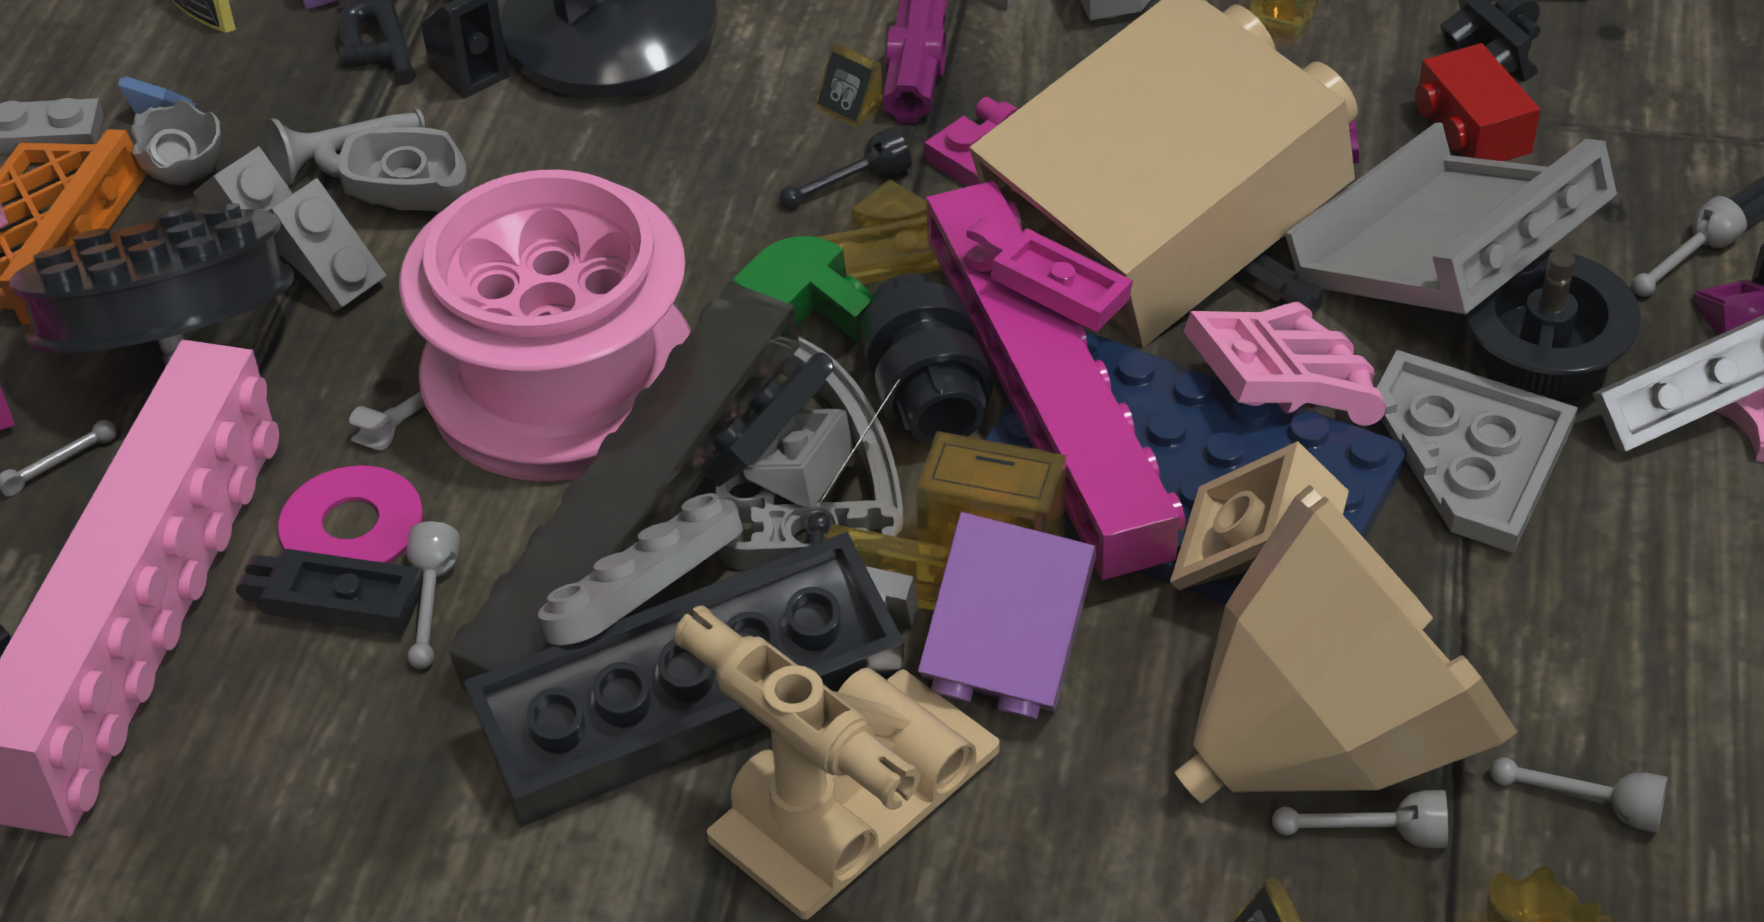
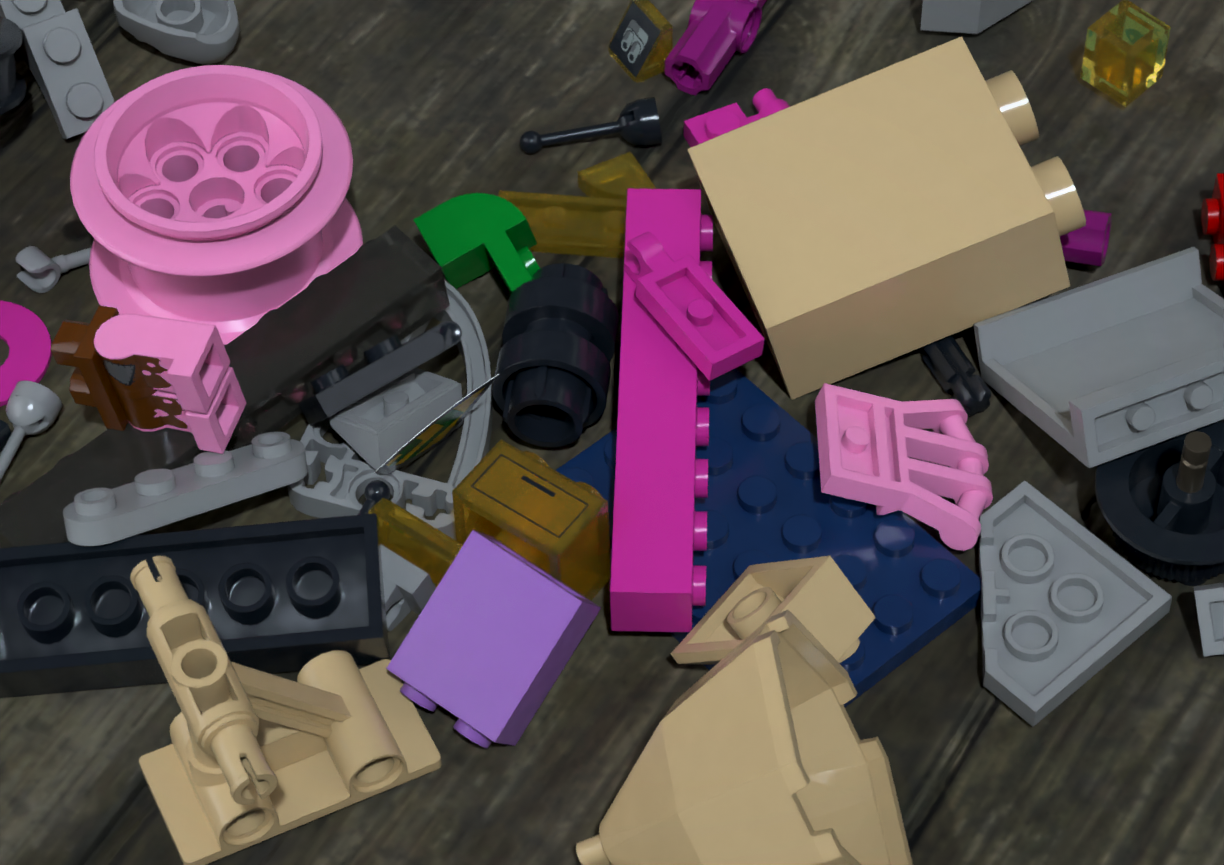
camera: 20 degrees right, 5 degrees up
(572, 465) = (153, 374): none -> hips

